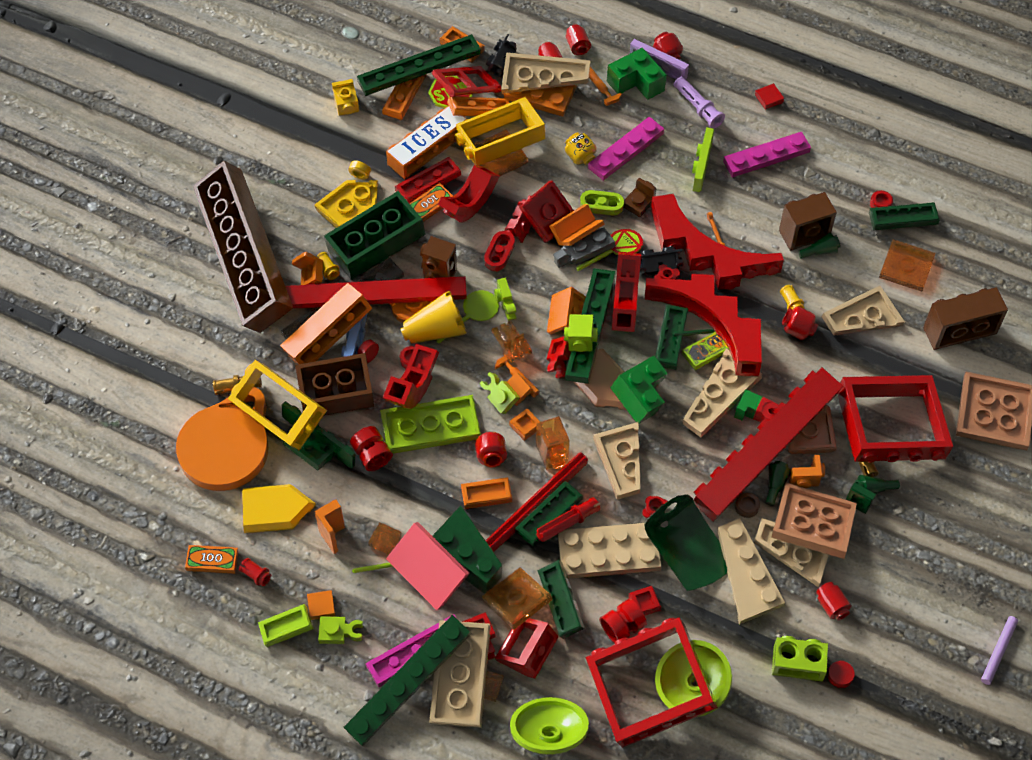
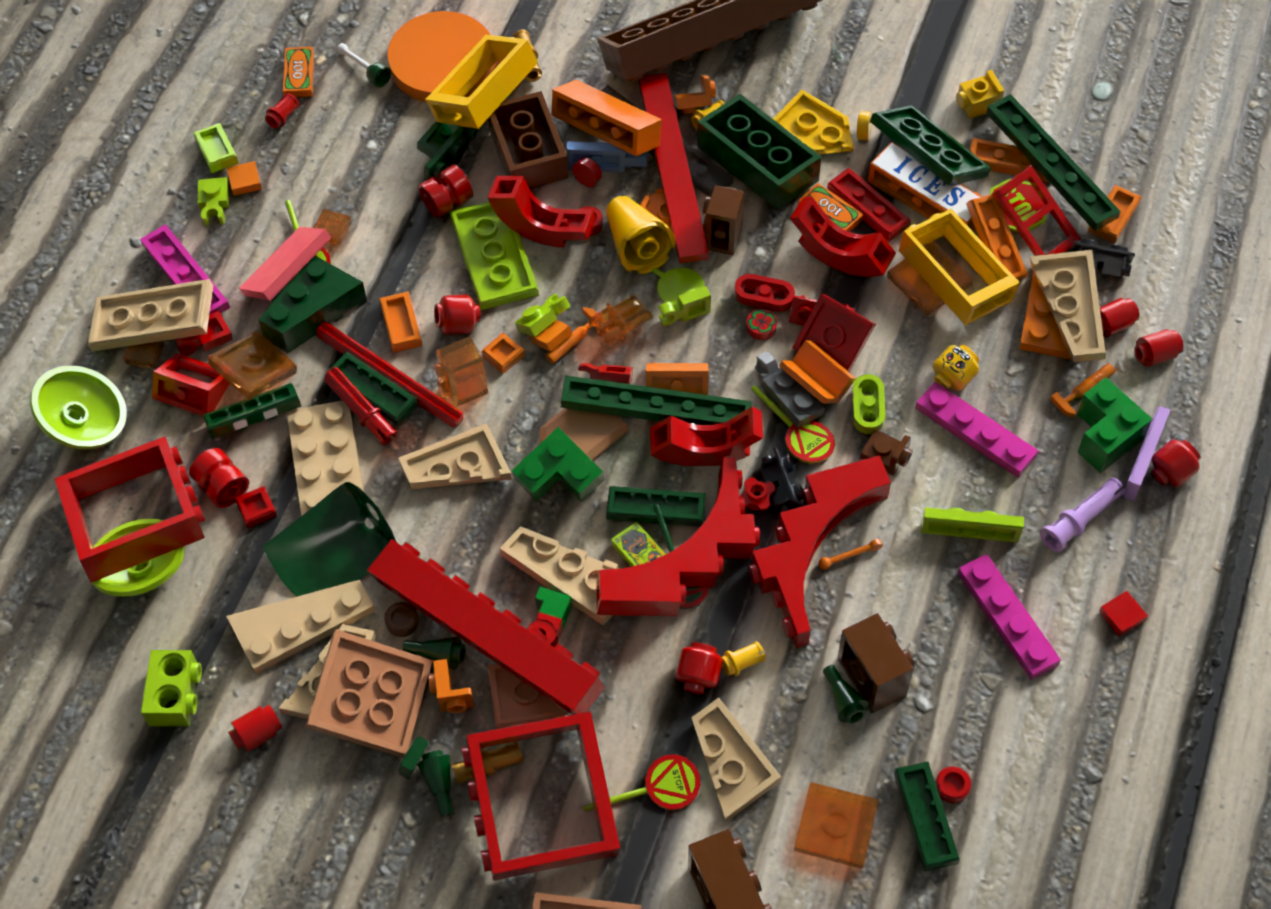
camera: 85 degrees right, 0 degrees up
(228, 496) = (377, 74): none -> dark green hinge
(274, 508) = (368, 116): yellow tile -> none
(329, 522) = (329, 158): orange panel -> none
(390, 131) = (930, 145): none -> dark green tile
(407, 680) = (141, 263): dark green plate -> none
(524, 257) = (761, 324): none -> red tile
(580, 333) = (625, 381): lime brick -> none
(651, 502) = (390, 499): red plate -> none
(841, 674) = (155, 745): red tile -> none
(878, 352) = (670, 782): none -> piece

